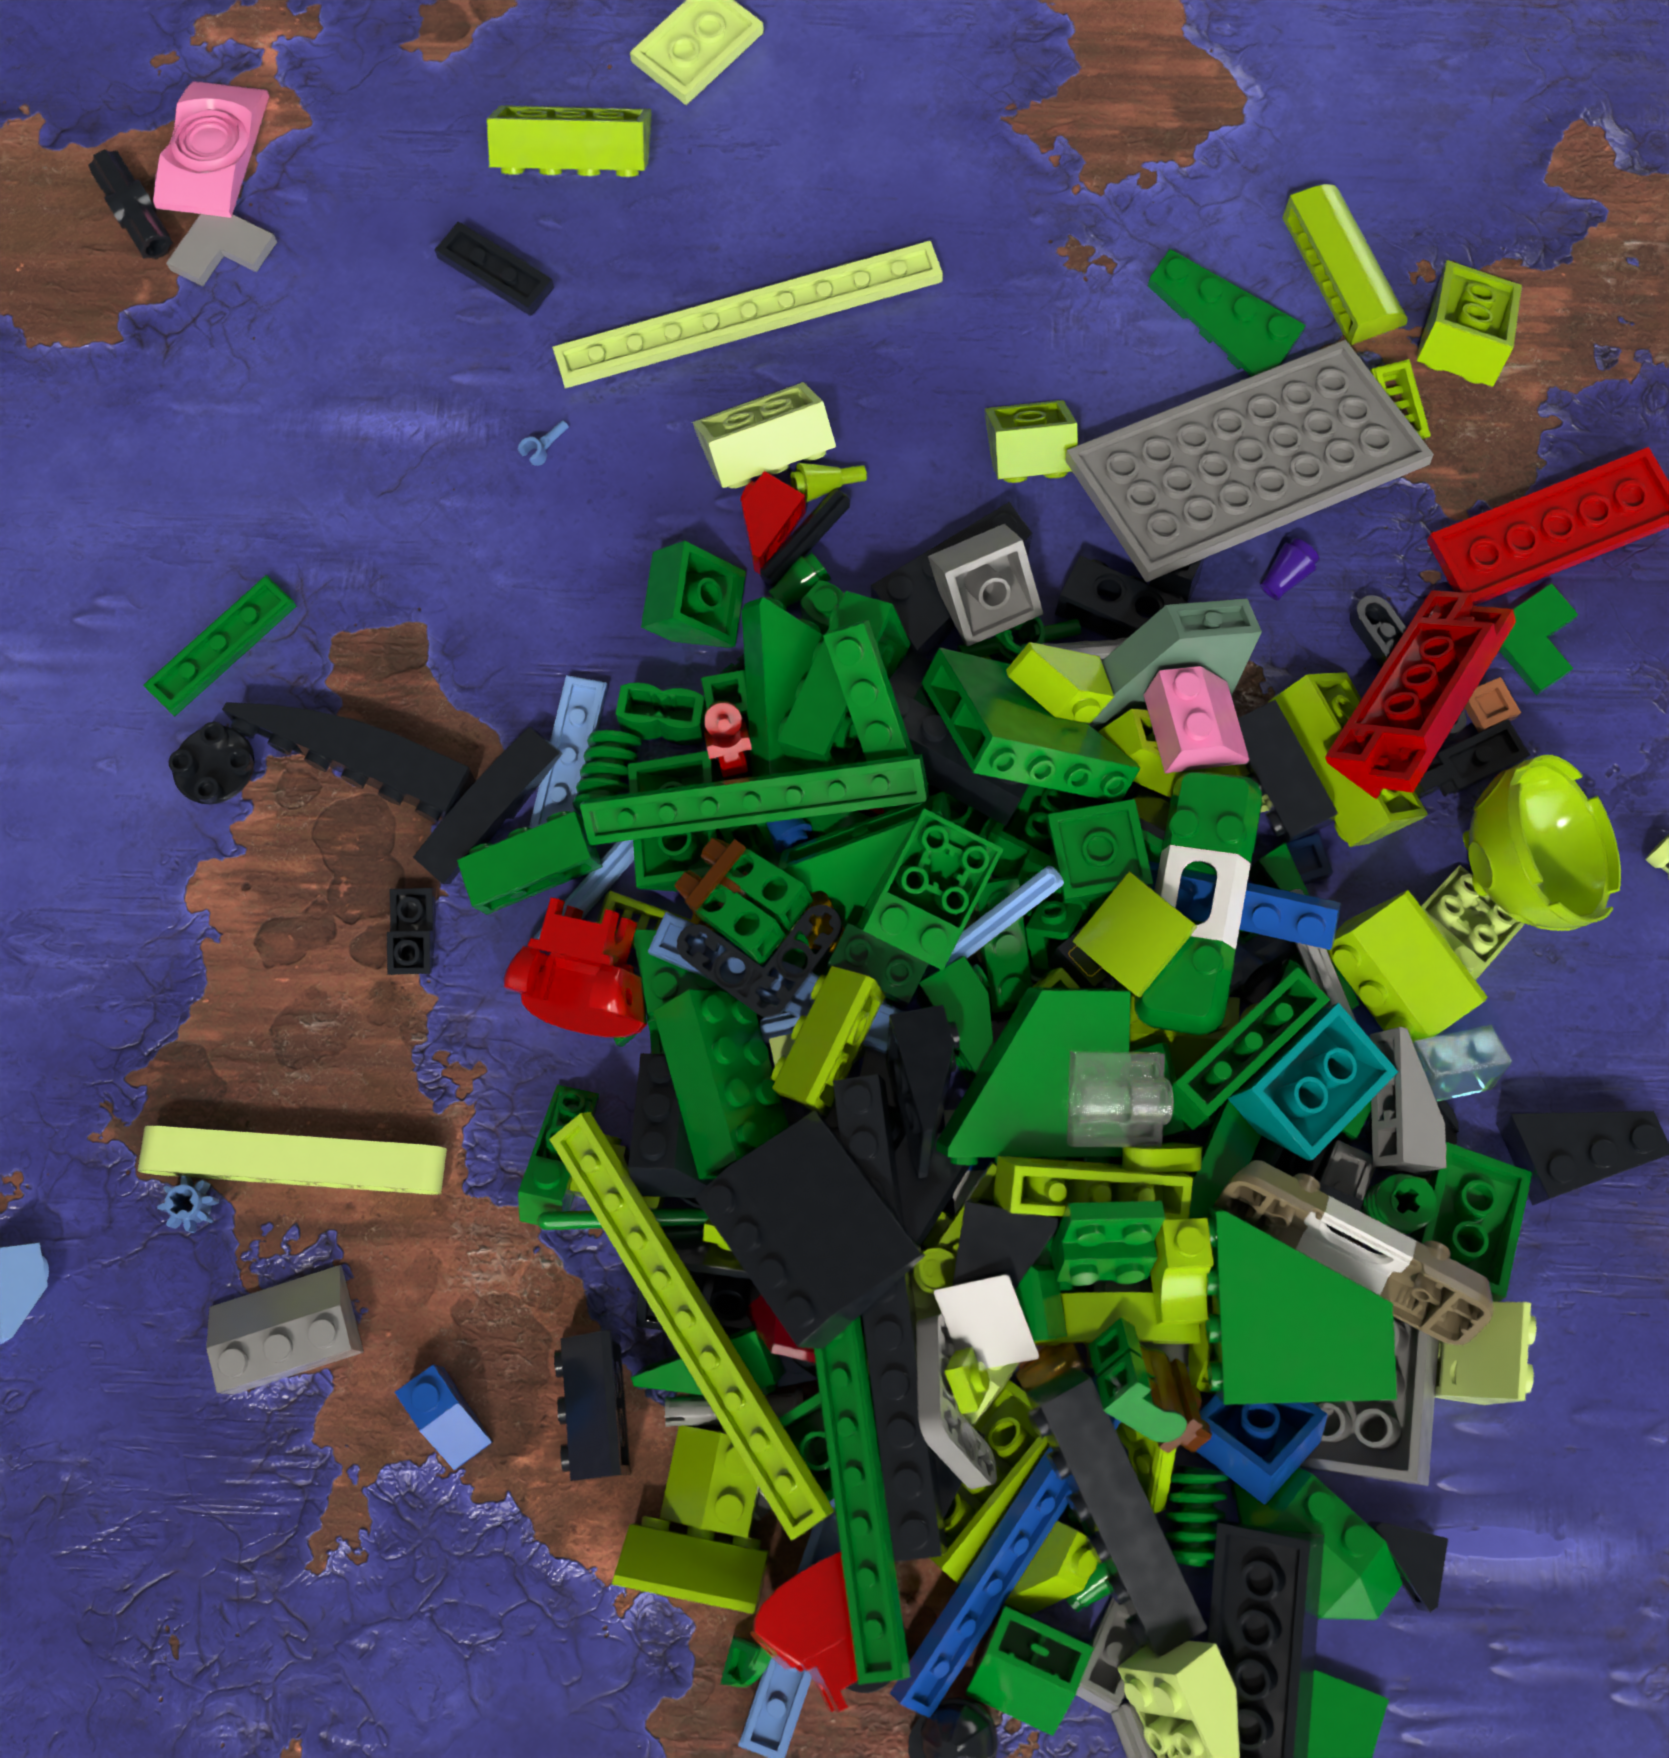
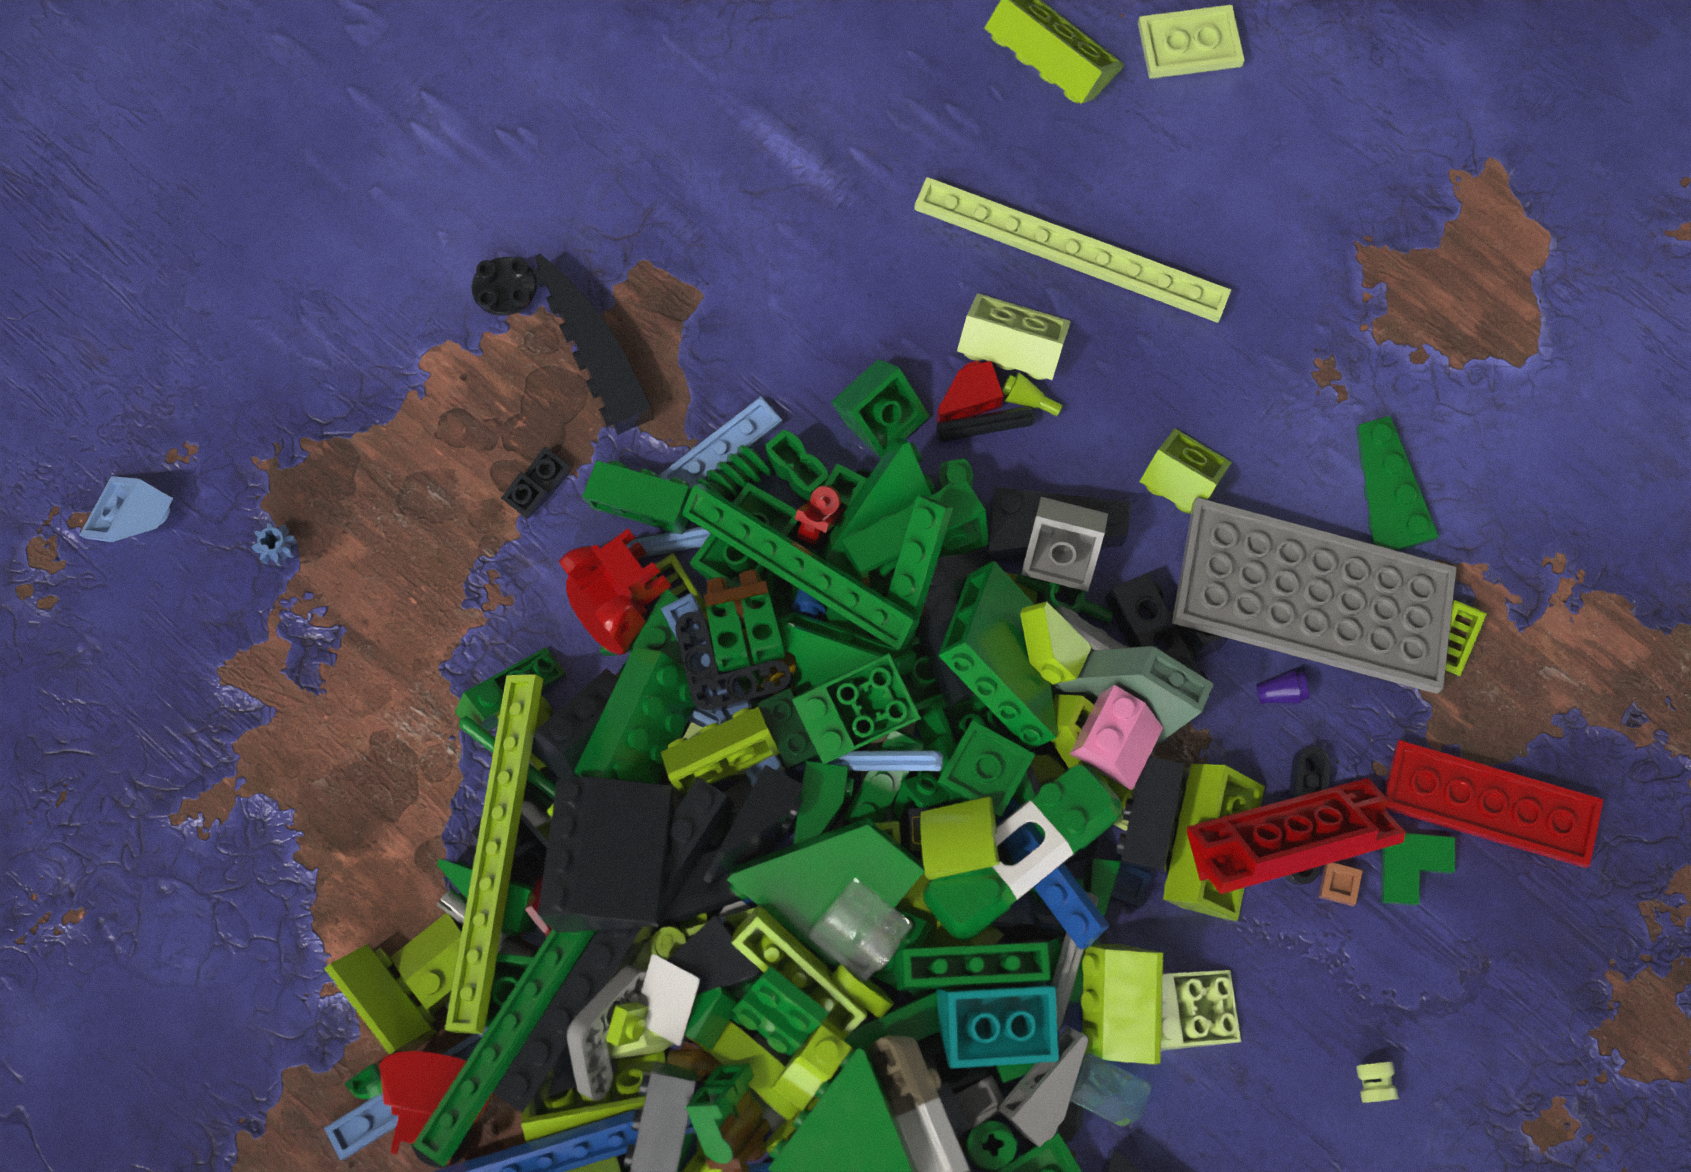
camera: 35 degrees right, 0 degrees up
(220, 645) = (568, 213): green tile -> none
(281, 1331) = (266, 664): light grey slope -> none
(292, 1160) = (355, 567): yellowish green beam -> none
(444, 1416) = (316, 791): blue slope -> none
(488, 803) = (646, 439): black slope -> none
(494, 268) = (933, 97): black plate -> none
(542, 444) = (869, 235): medium blue hand -> none
(593, 1406) = (405, 858): black slope -> none
(799, 580) = (956, 448): green cone -> none
(1342, 264) = (1502, 515): lime brick -> none
(1470, 324) = (1554, 621): lime slope -> none
(1473, 761) = (1296, 910): black hinge -> none
(1543, 847) = (1287, 1001): lime rock -> none

